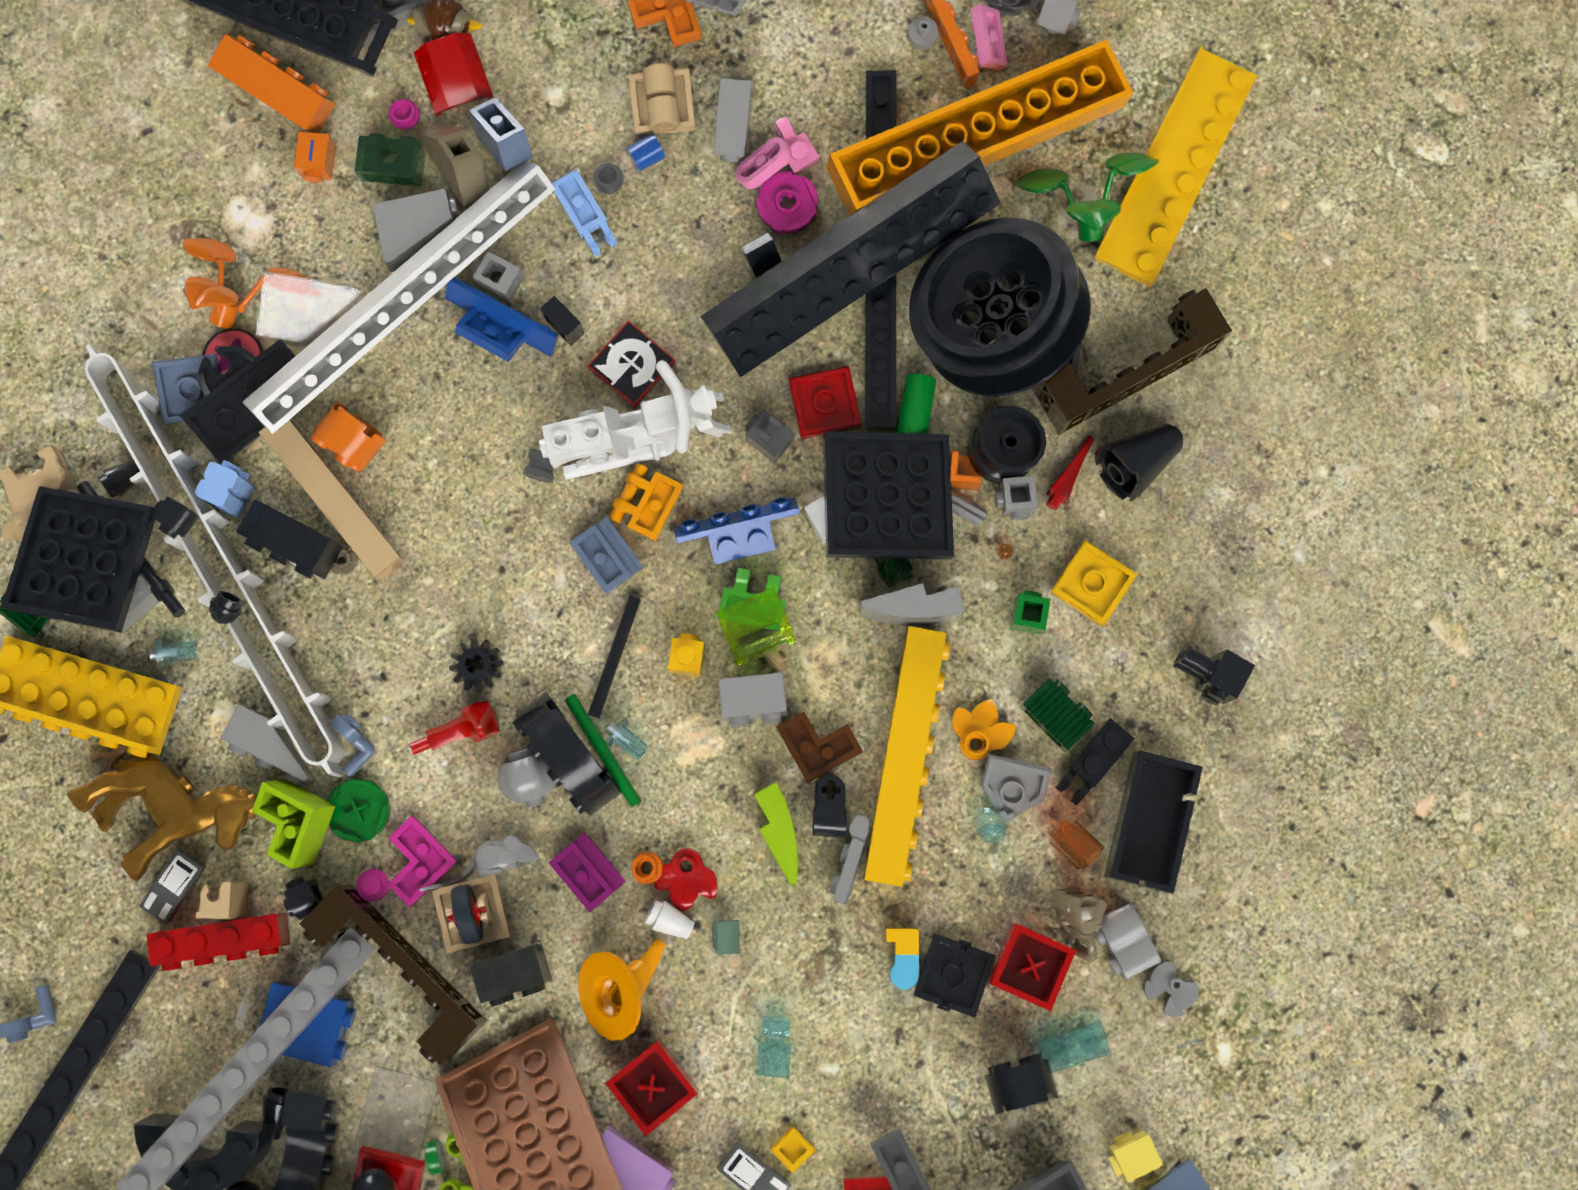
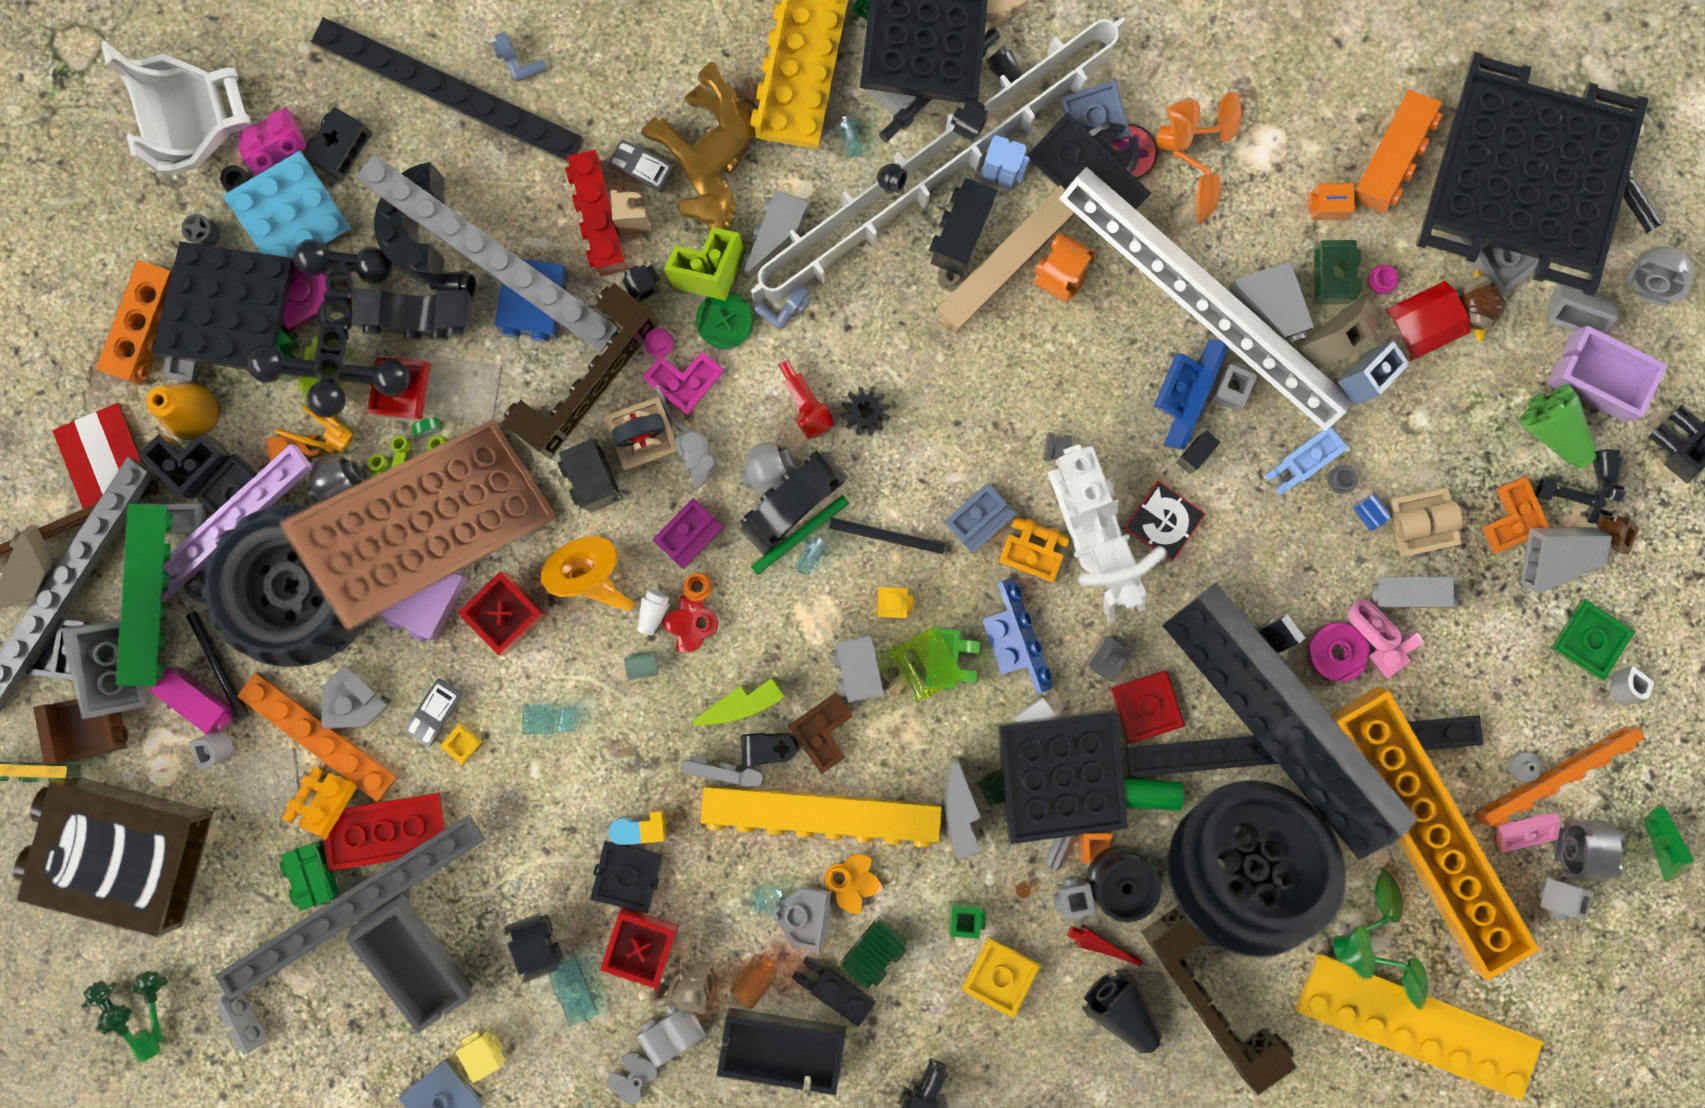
camera: 85 degrees right, 5 degrees up
(301, 307) = (1183, 208): clear tile -> none

